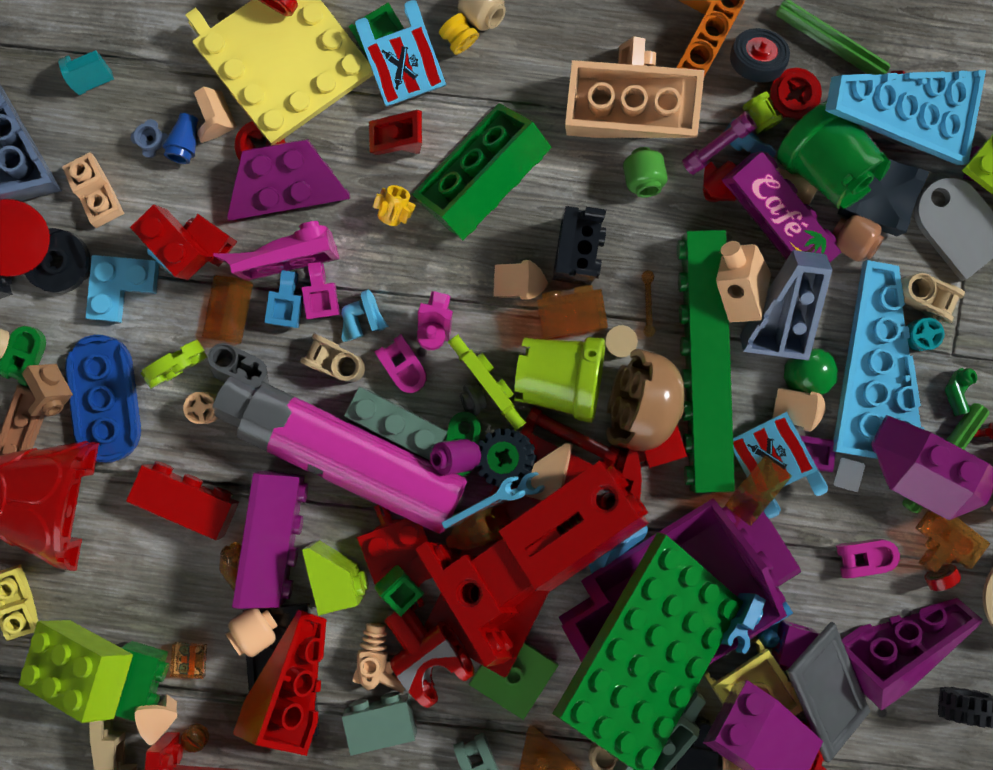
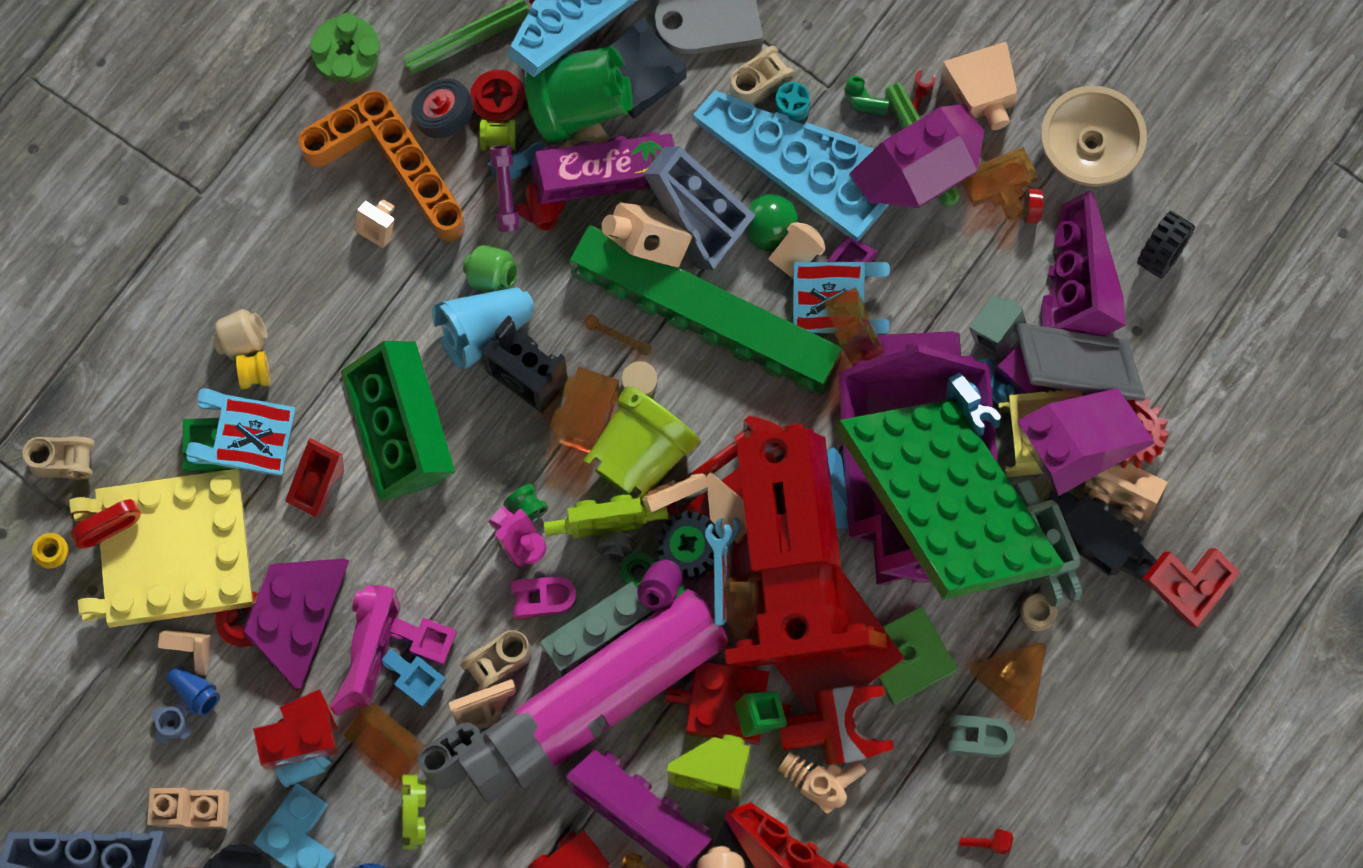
camera: 60 degrees left, 15 degrees down
(85, 72) = (68, 750): teal tile -> none
(195, 408) = (467, 810): light nougat wheel -> none
(288, 368) = (484, 706): none -> light nougat tile
(351, 325) = (475, 627): medium azure piece -> none
(379, 723) = (884, 809): sand green brick -> none
(393, 205) = (382, 519): yellow gear -> none
(468, 310) = (527, 501): none -> green wheel
(519, 280) = (524, 442): light nougat tile -> none
(535, 422) = (672, 492): none -> light nougat tile
(596, 185) = (472, 321): none -> medium azure cone
(633, 101) = (418, 243): light nougat slope -> none
(645, 402) = (708, 383): medium nougat cylinder -> none
(667, 452) = (762, 394): red brick -> none
(824, 605) = (996, 324): none -> sand green brick
(849, 474) = (890, 239): white sticker -> none
(858, 237) = (667, 112): nougat head -> none
(878, 554) = (980, 252): dark pink plate -> none

